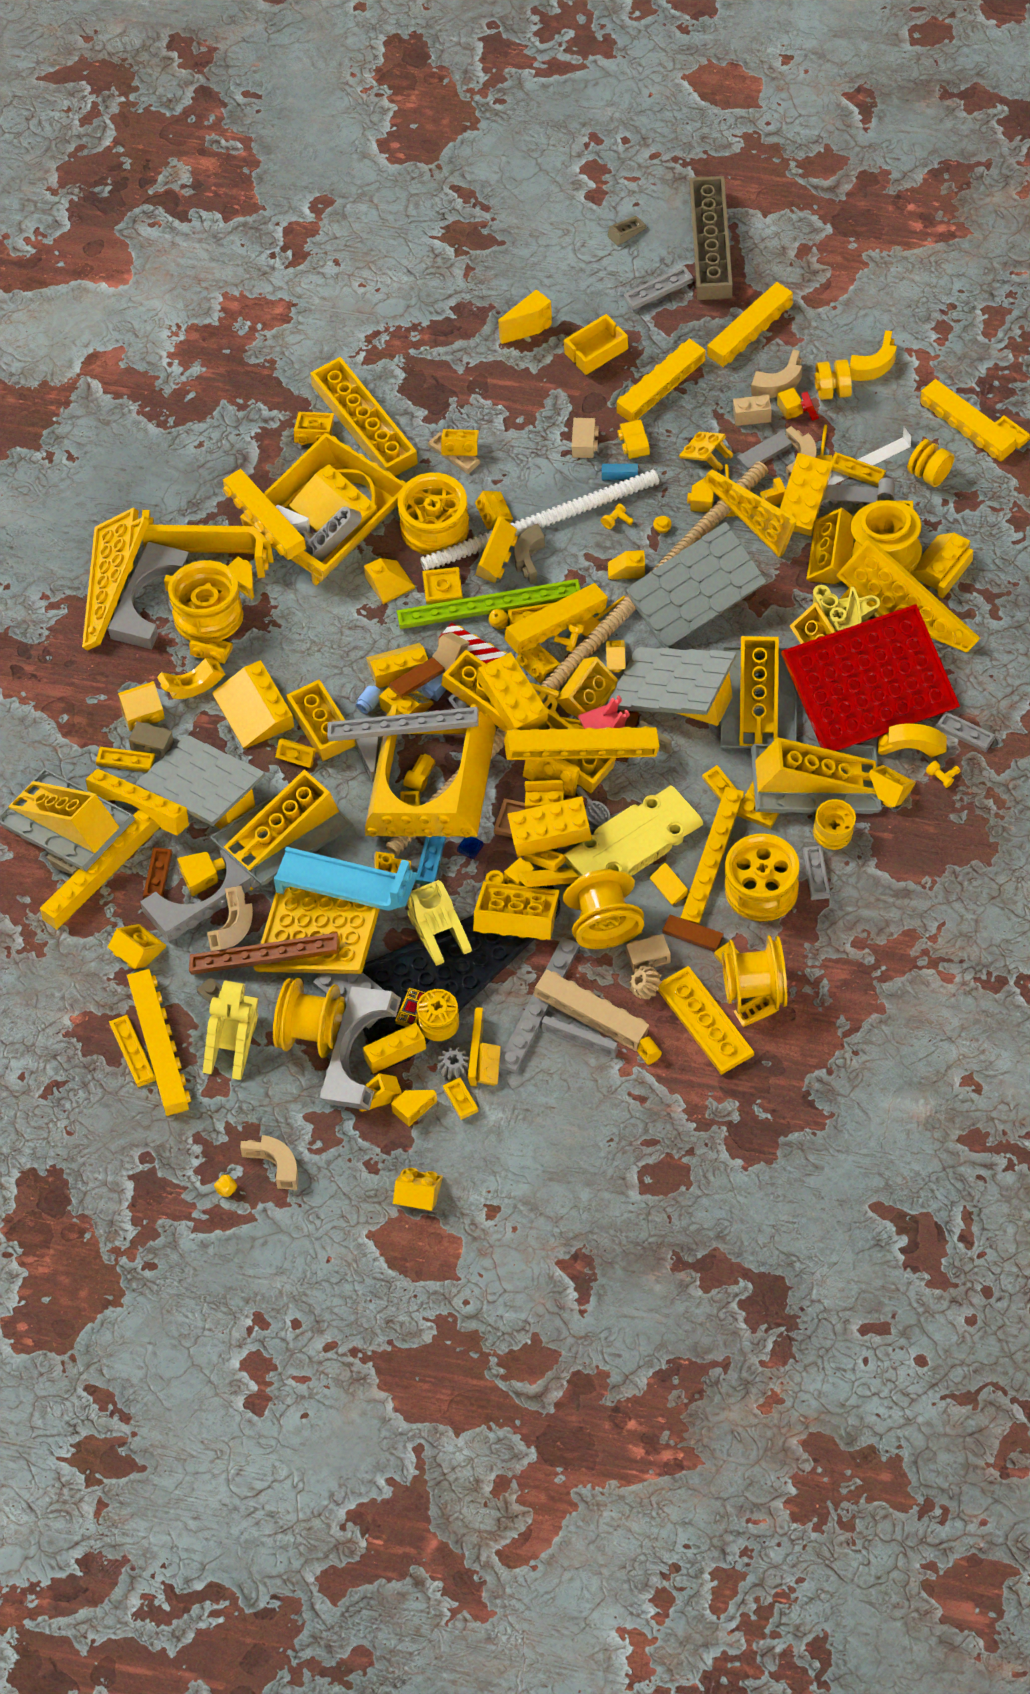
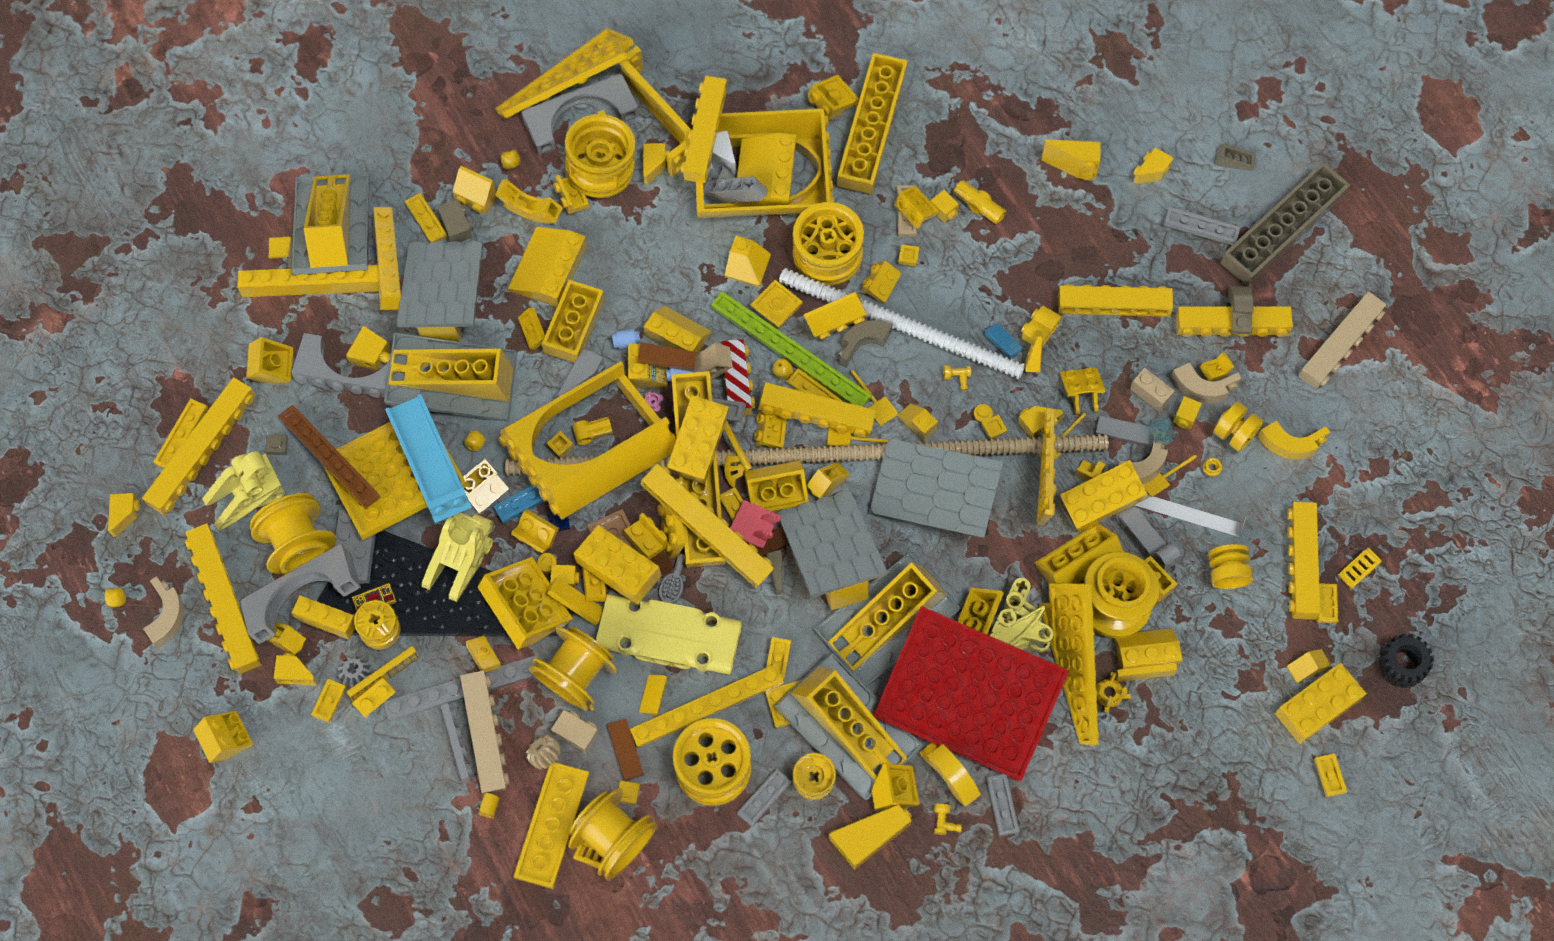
camera: 45 degrees right, 10 degrees up
(42, 874) = (279, 247): none -> yellow piece
(138, 667) = (510, 159): none -> yellow piece
(157, 1132) = (122, 512): none -> yellow slope
(158, 871) = (346, 324): dark orange tile -> none
(237, 924) = (343, 416): tan arch -> none
(303, 1112) = (222, 598): none -> yellow brick
(348, 853) = (475, 440): none -> yellow piece
(403, 724) = (603, 384): light grey plate -> none
(464, 866) = (535, 531): none -> yellow bracket
(478, 422) = (946, 205): none -> yellow brick
(491, 476) = (908, 255): none -> yellow plate
(496, 402) = (979, 202): none -> yellow piece
(527, 968) = (483, 654): none -> yellow plate
(570, 643) = (819, 432): yellow piece -> none
(583, 279) = (1154, 167): none -> yellow slope
(584, 438) = (1007, 290): tan brick -> none
(596, 344) = (1100, 226): yellow piece -> none
(599, 580) = (883, 407): none -> yellow piece
(652, 455) = (1033, 359): none -> yellow slope
(680, 525) = (994, 427): none -> yellow plate
(747, 307) = (1242, 308): none -> dark tan arch
(775, 359) = (1217, 368): none -> yellow bracket
(791, 423) = (1163, 430): none -> clear light blue bracket
(807, 405) = (1194, 429): red plate -> none
(831, 274) = (1342, 340): none -> tan brick
(844, 420) = (1212, 462): none -> yellow plate
(857, 469) = (1174, 515): yellow tile -> none
(908, 829) = (866, 837): none -> yellow slope
(955, 601) = (1120, 693): none -> yellow piece
(1005, 383) = (1368, 559): none -> yellow slope

